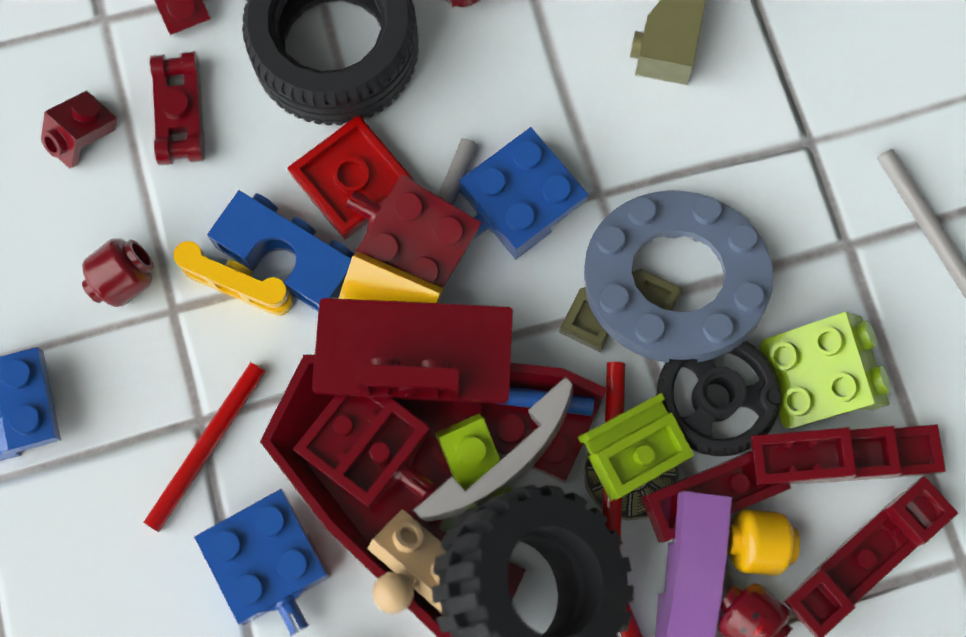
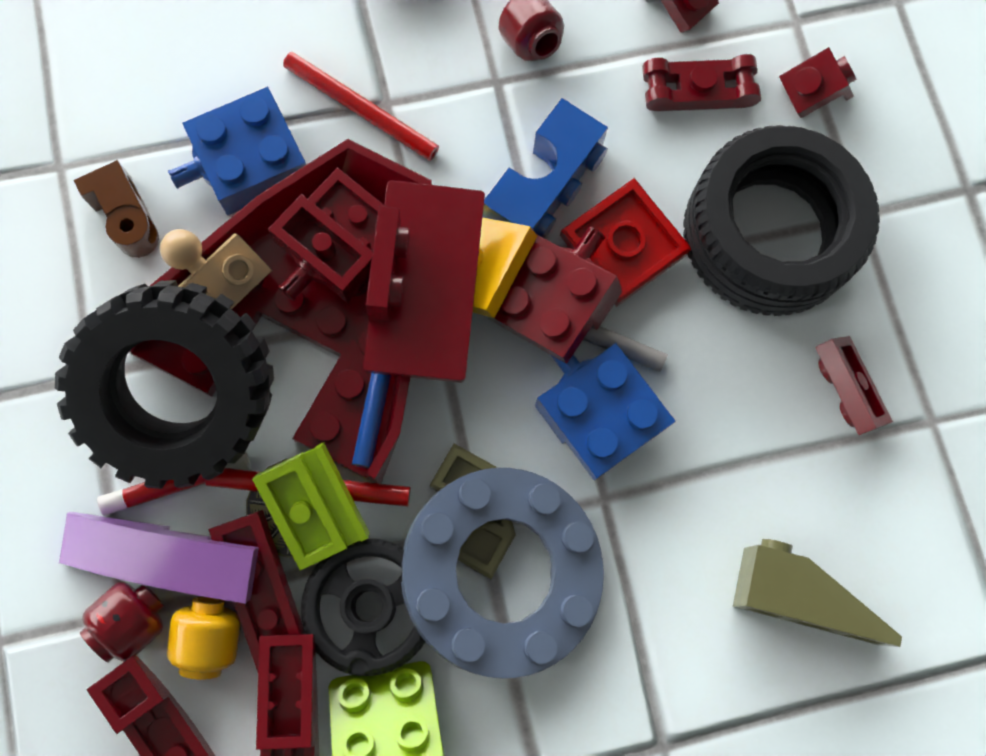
camera: 85 degrees right, 0 degrees up
(233, 280) = (521, 123): yellow plate -> none
(468, 450) = (312, 346): lime plate -> none
(549, 416) = (340, 408): light grey slope -> none

